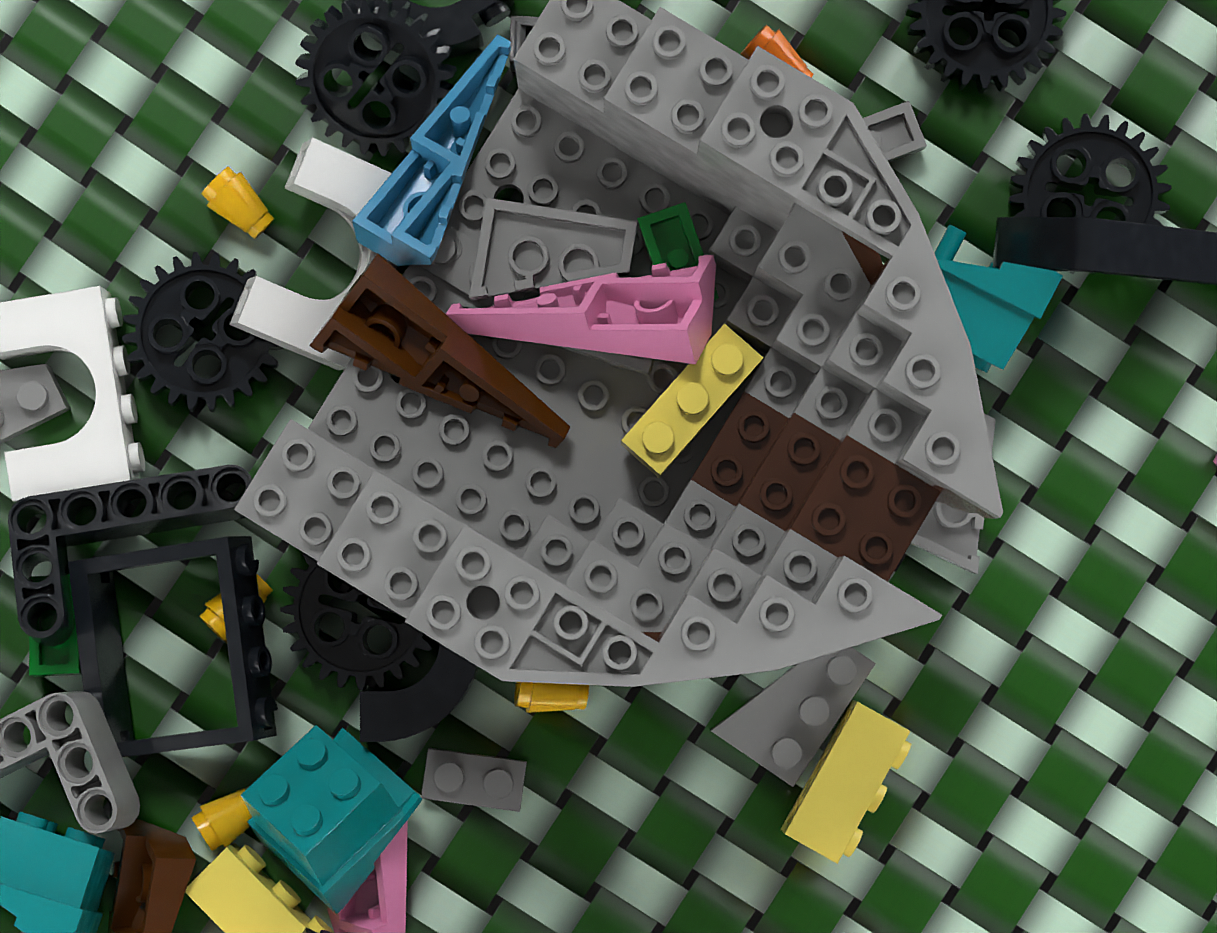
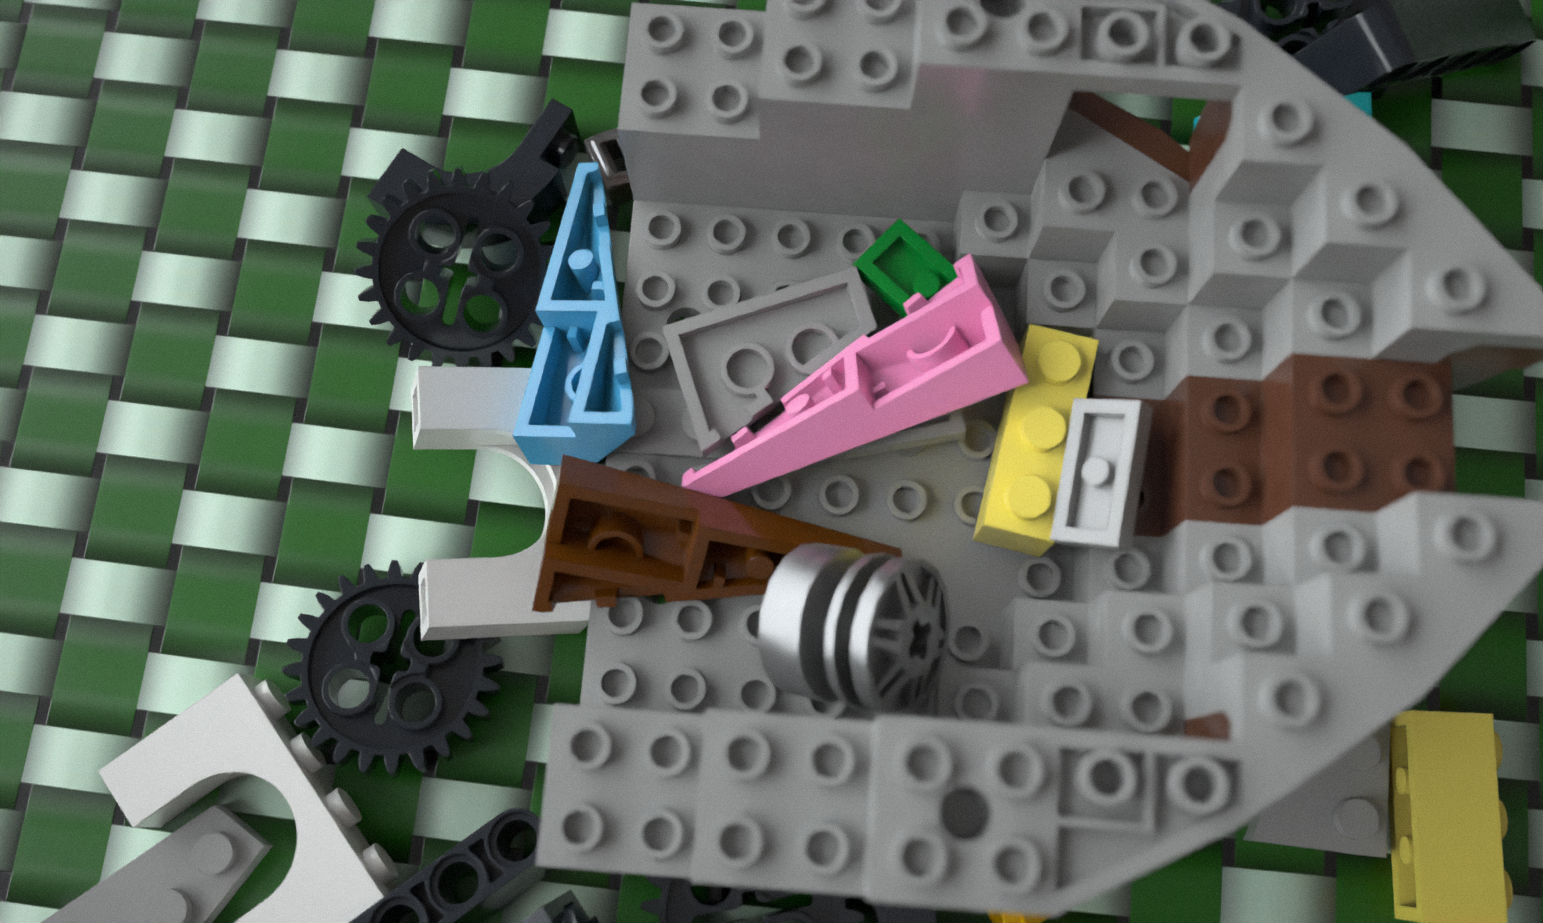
camera: 25 degrees left, 10 degrees down
(237, 202) = (365, 496): yellow cone -> none
(503, 464) = (855, 628): none -> flat silver wheel
(710, 447) = (1102, 474): none -> plate

